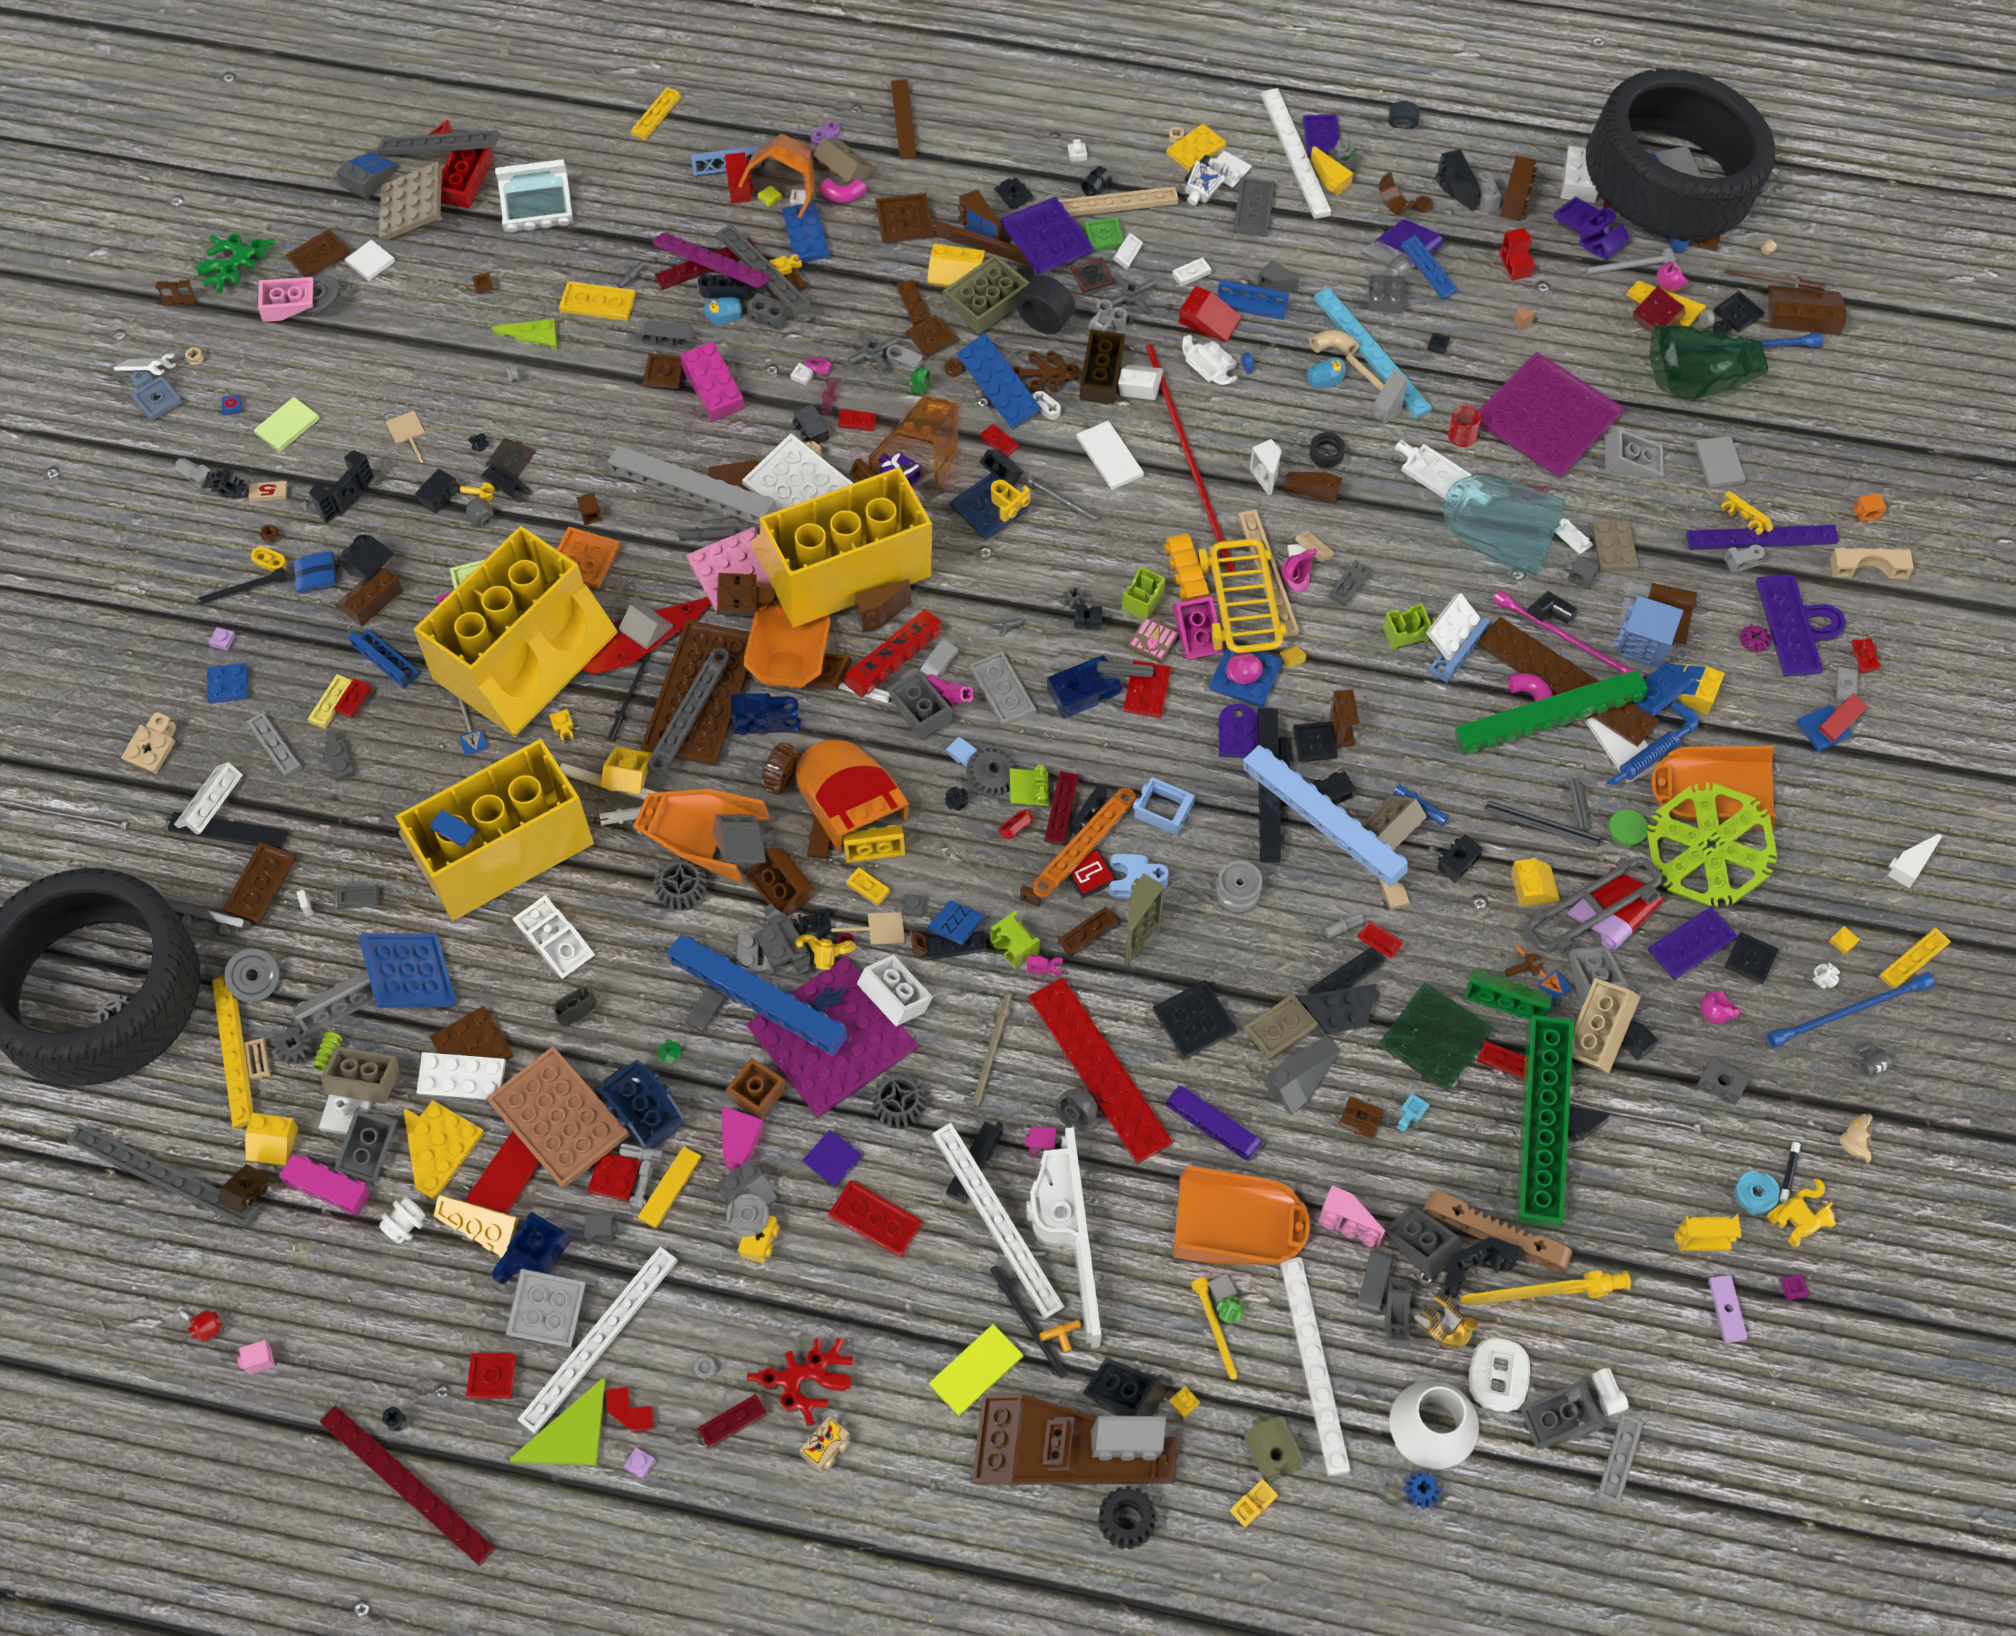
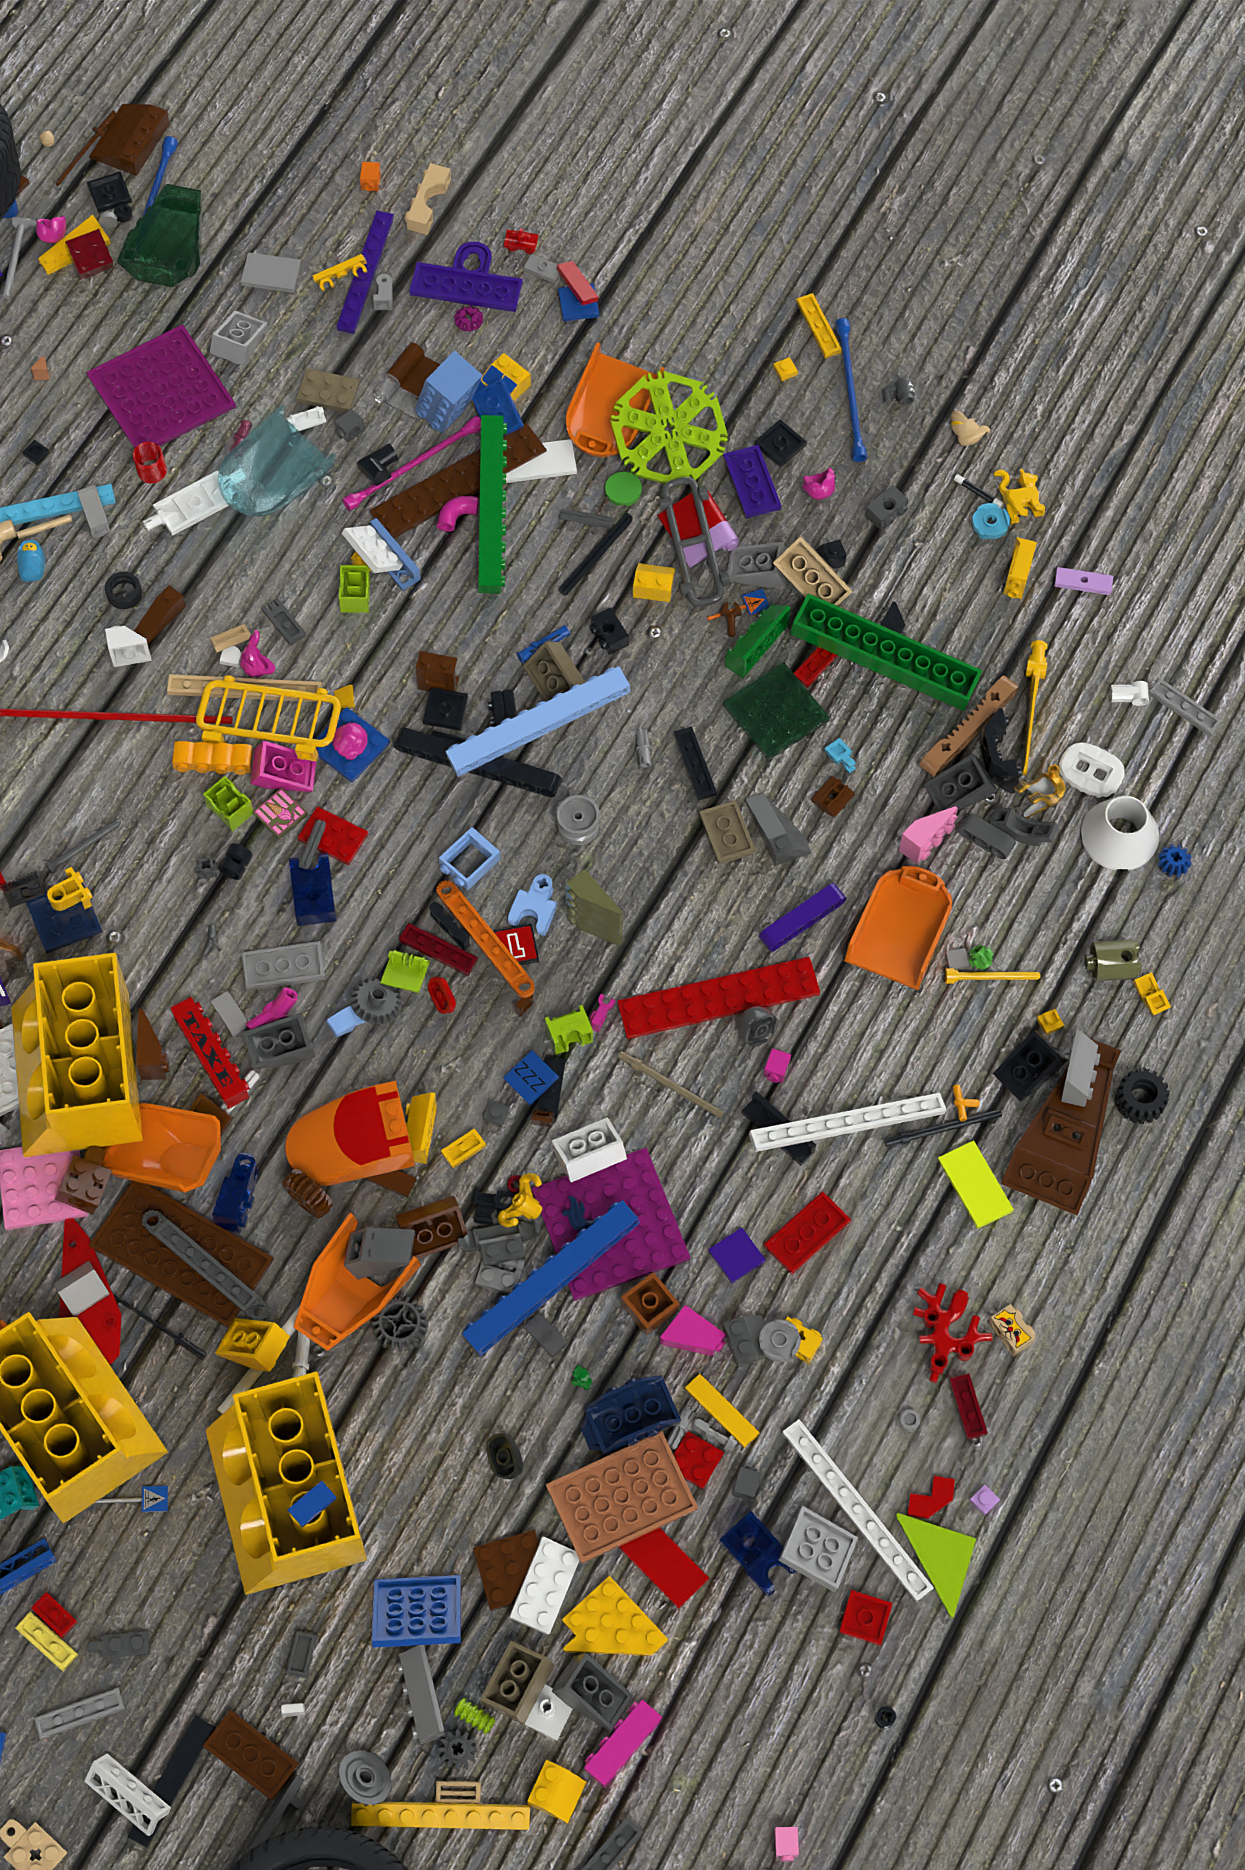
camera: 75 degrees left, 5 degrees up
(243, 1189) = (613, 1833): dark brown brick -> none
(402, 1220) = (686, 1670): white piece -> none
(407, 1485) = (948, 1720): dark red plate -> none
(479, 1223) = (711, 1594): wing -> none
(553, 937) = (417, 1462): white slope -> none
(562, 724) = (165, 1401): yellow plate -> none
(883, 928) = (511, 1146): tan piece -> none
(914, 1093) = (690, 1180): dark grey gear -> none
(956, 798) = (396, 1040): black gear -> none
(1061, 1221) = (856, 1065): white piece -> none
(1088, 931) = (578, 965): reddish brown plate -> none
(1110, 455) = (46, 786): white tile -> none
(1194, 1019) = (696, 901): black plate -> none
(1237, 734) = (411, 771): dark purple plate -> none
(1315, 1368) = (1047, 909): white plate -> none
(1341, 1008) = (726, 775): black wing -> none
(1380, 939) = (670, 721): red tile -> none
(1395, 896) = (628, 700): tan tile -> none
(1562, 1416) = (1141, 735): dark grey slope -> none
(1659, 747) = (556, 431): blue piece -> none
(1794, 1287) = (1077, 527): magenta tile -> none
(1826, 975) = (821, 394): white gear -> none
(1912, 861) = (733, 290): white slope -> none

